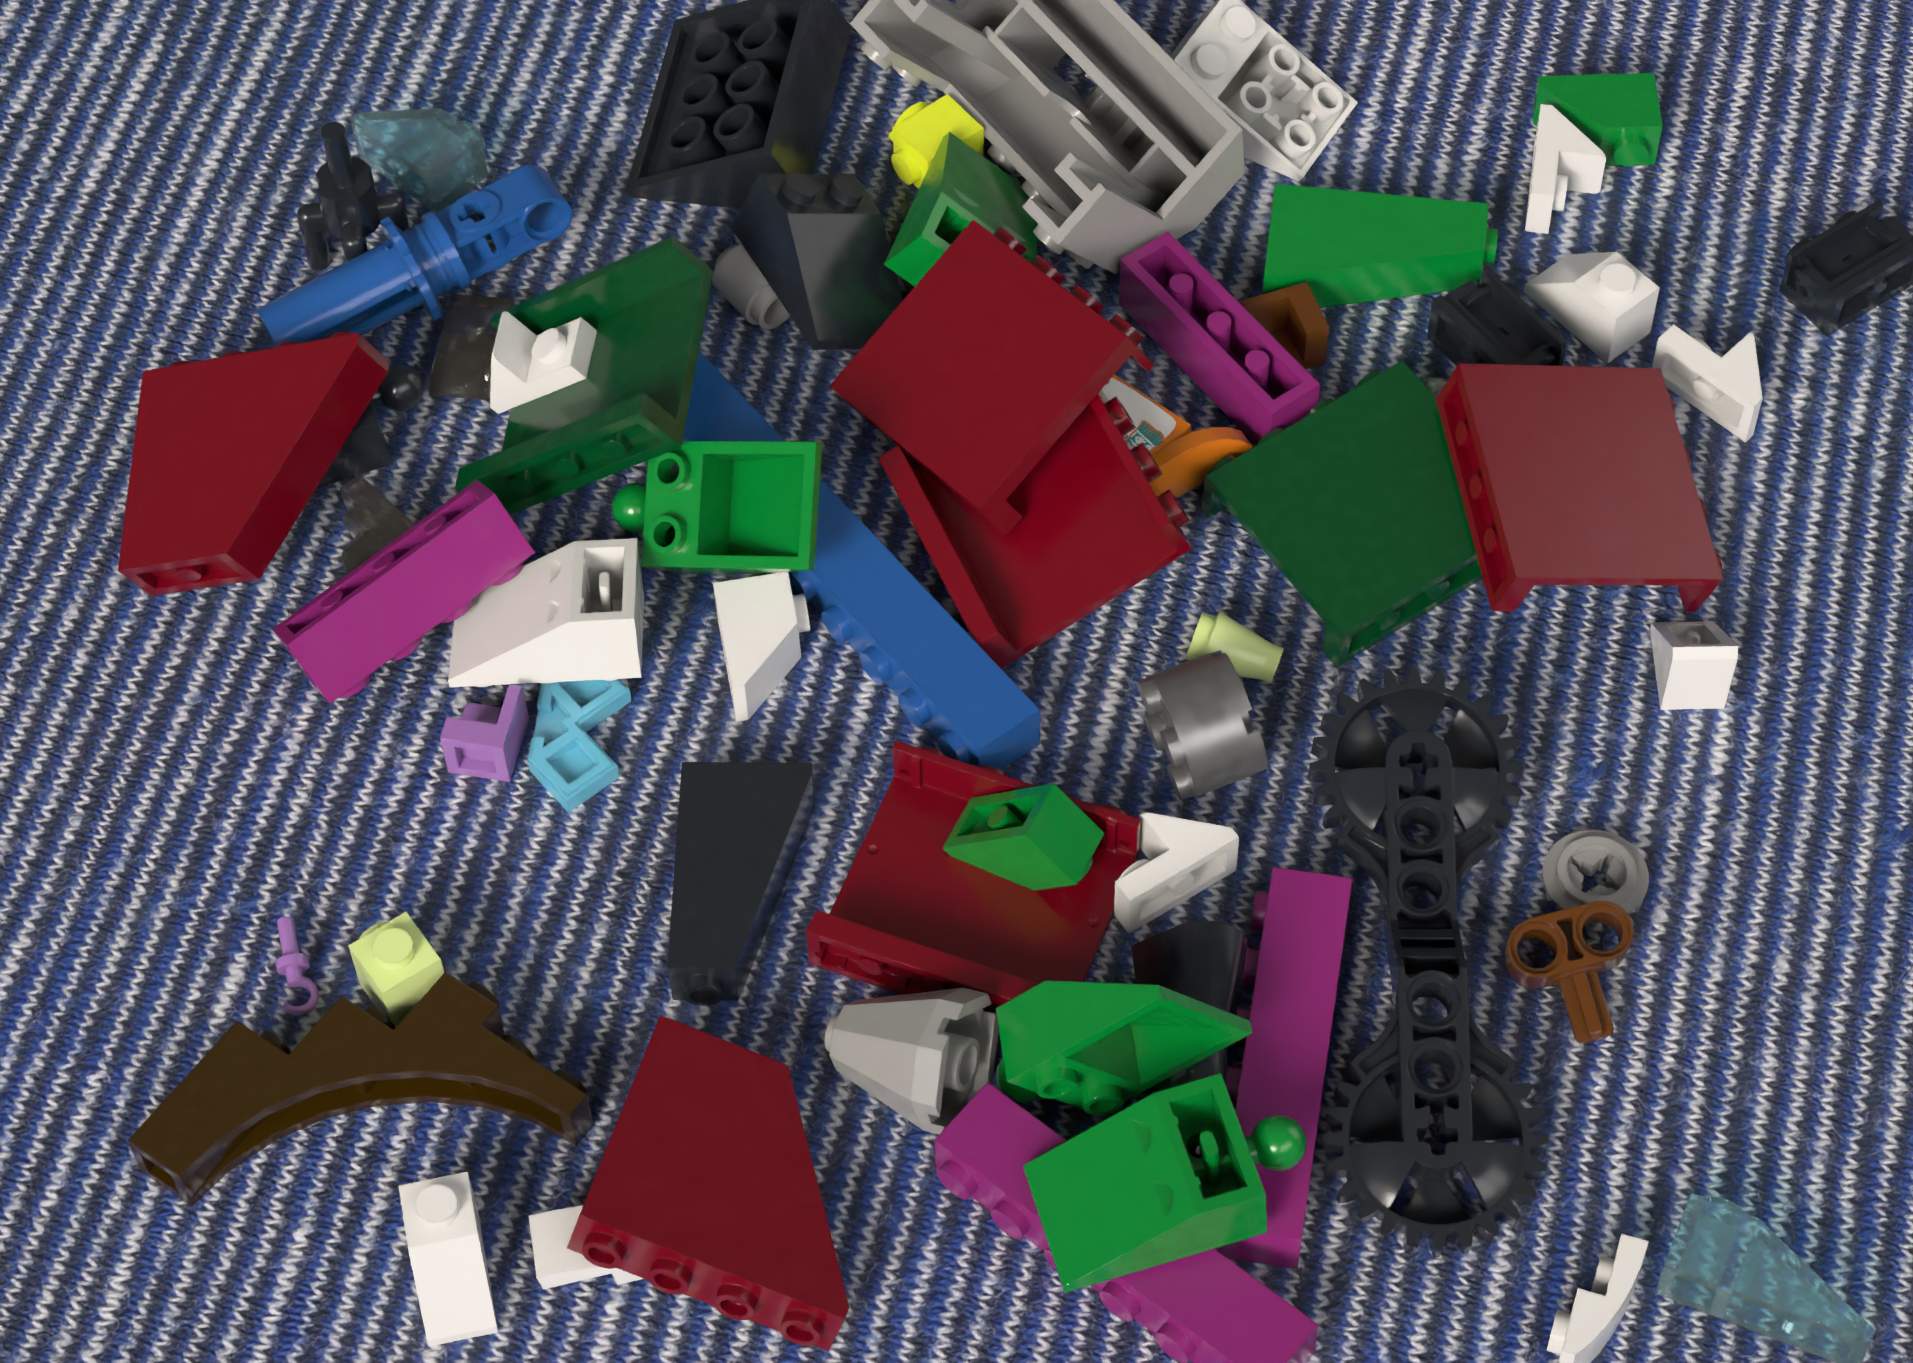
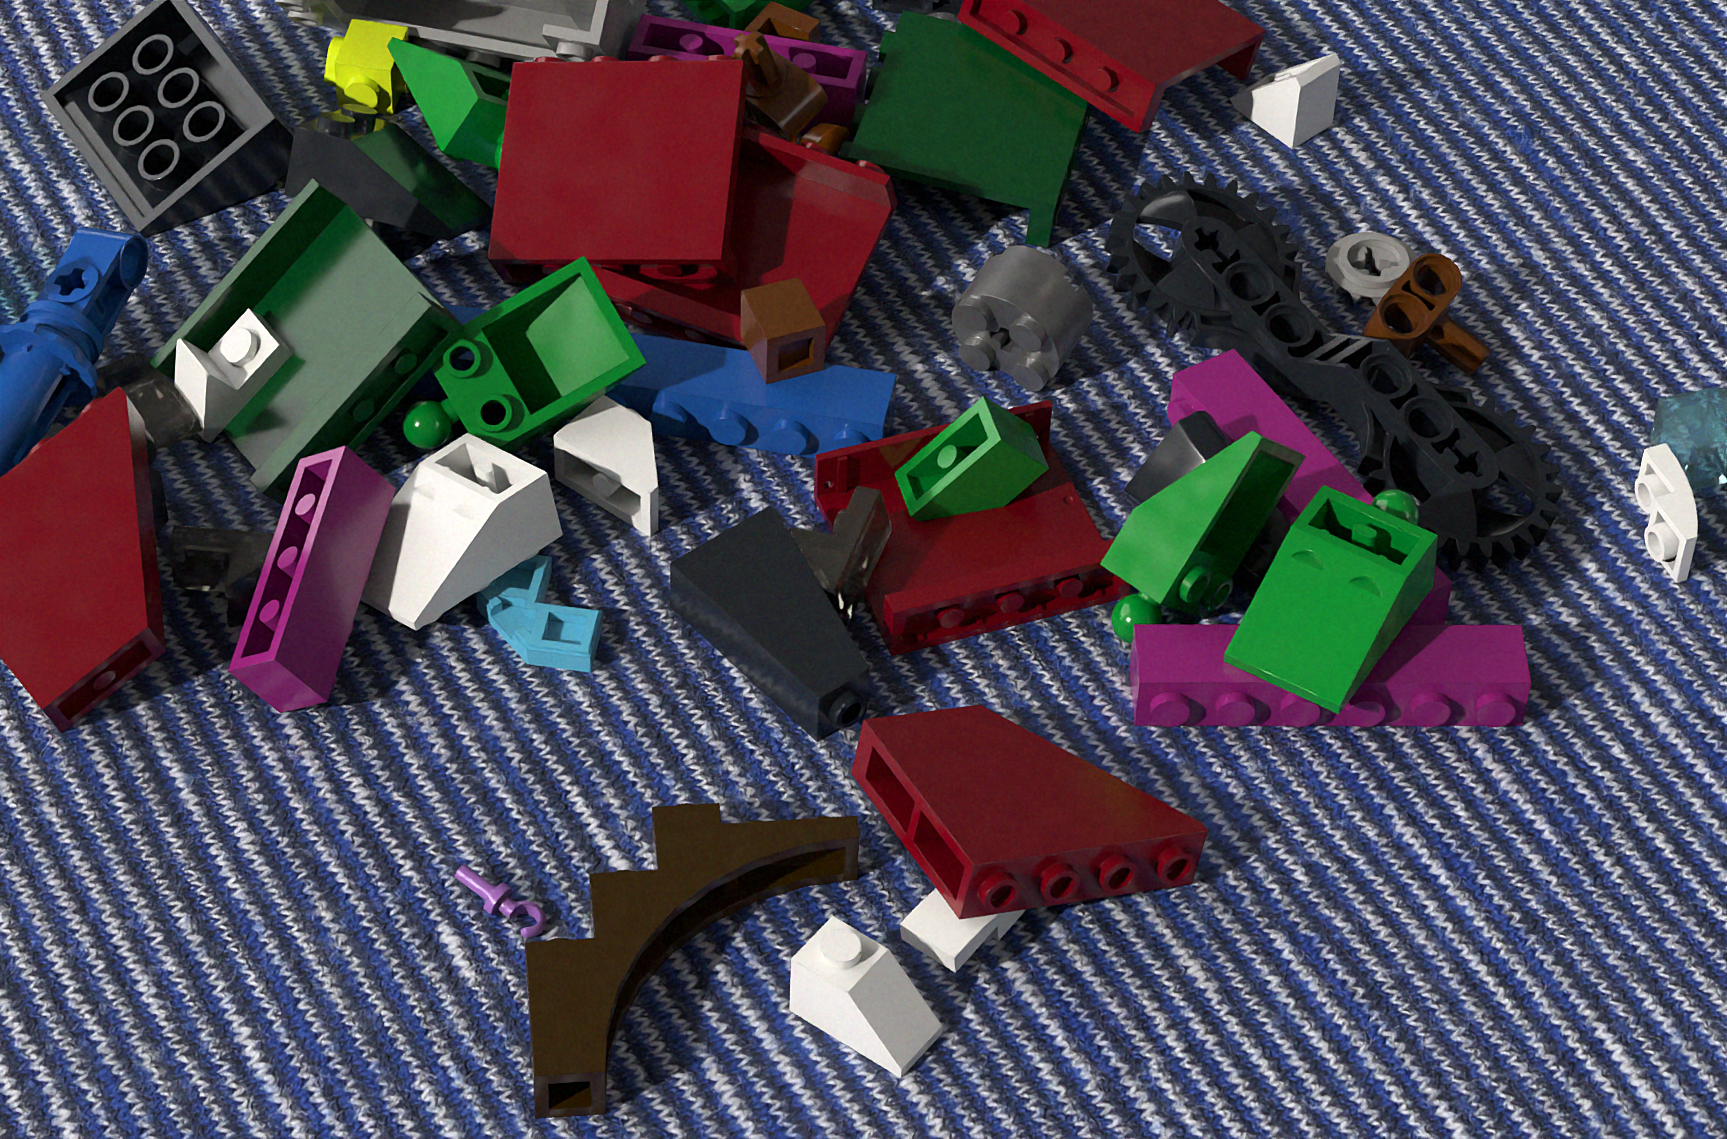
camera: 45 degrees left, 10 degrees down
(395, 965) = (599, 833): yellowish green brick -> none
(486, 737) = (481, 655): medium lavender panel -> none
(827, 859) = (849, 554): none -> clear smoke slope
(917, 1051) = (1053, 644): light grey cone -> none
(963, 607) = (782, 330): none -> reddish brown panel
(1182, 862) = (1088, 421): white slope -> none
(1186, 369) = (785, 93): none -> reddish brown beam
(1248, 652) = (955, 268): yellowish green cone -> none

